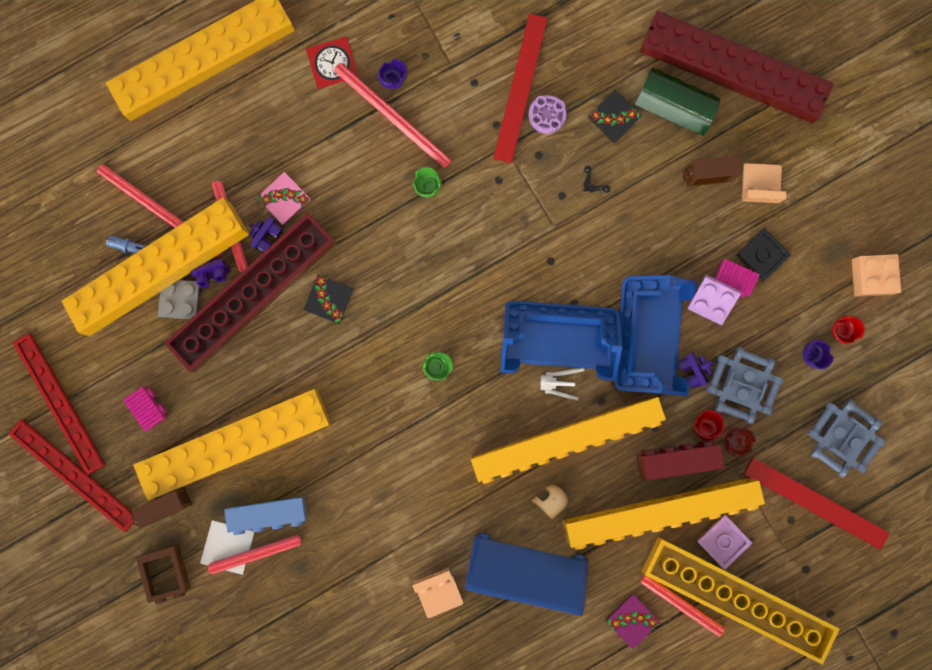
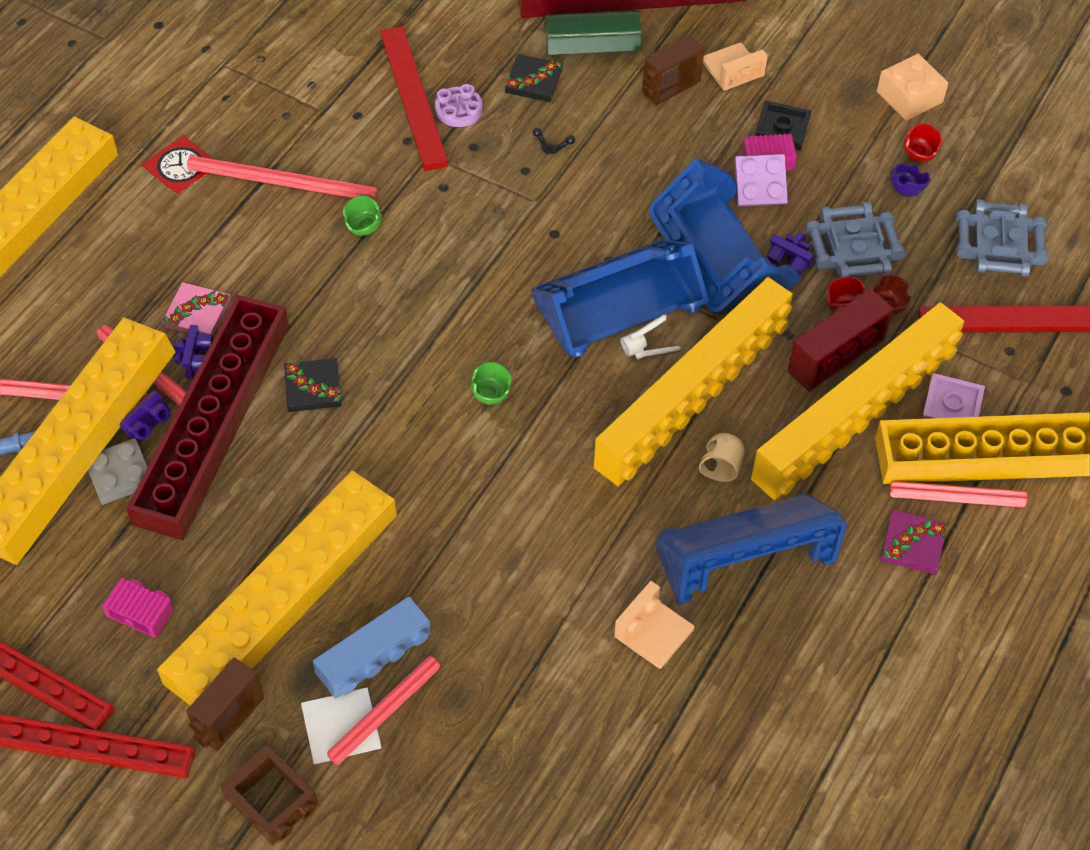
camera: 30 degrees left, 30 degrees down
(392, 74) = (260, 139): dark purple hair -> none

